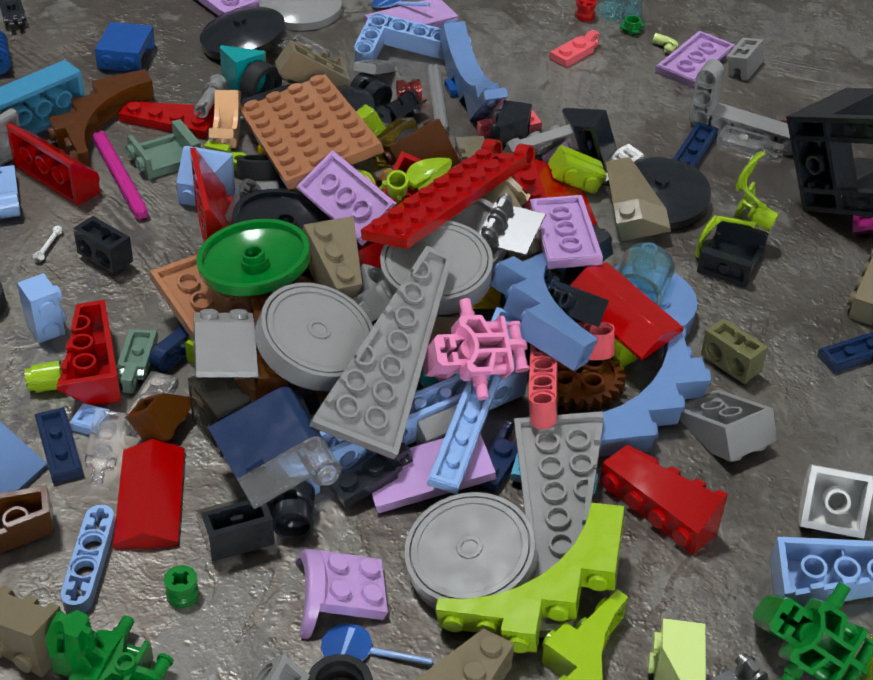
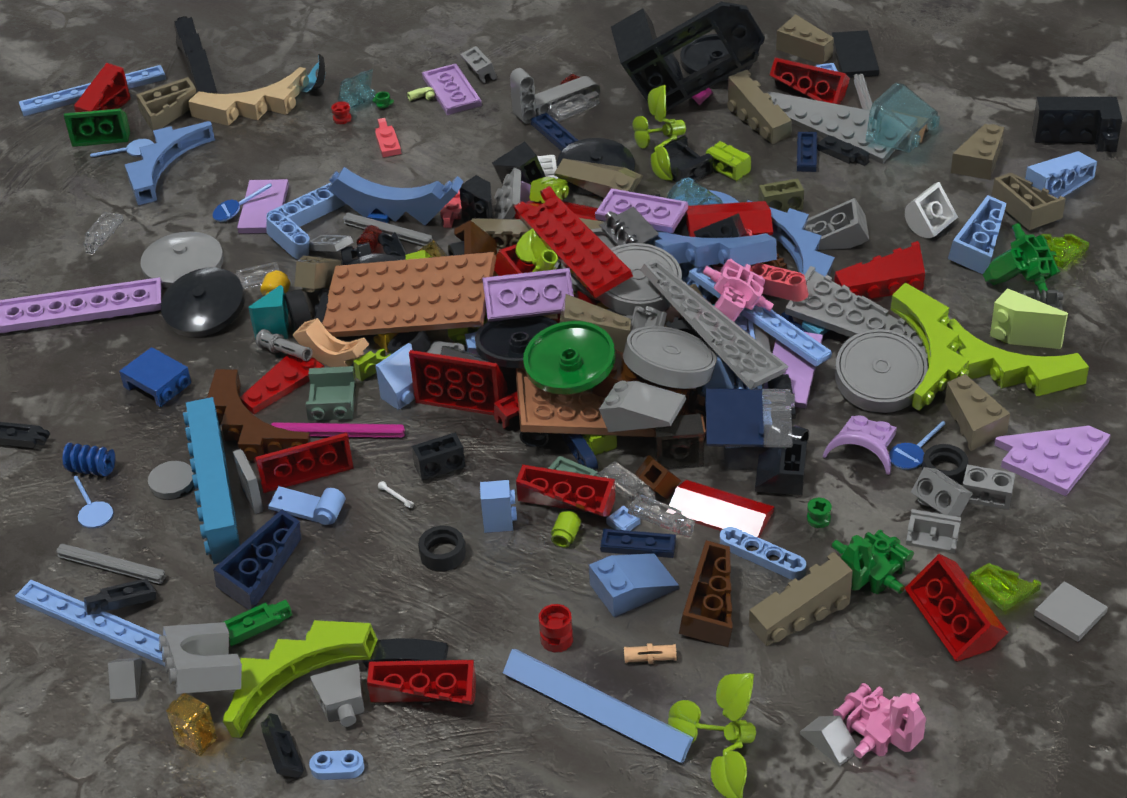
camera: 55 degrees left, 0 degrees up
(769, 287) = (730, 161): none -> lime brick

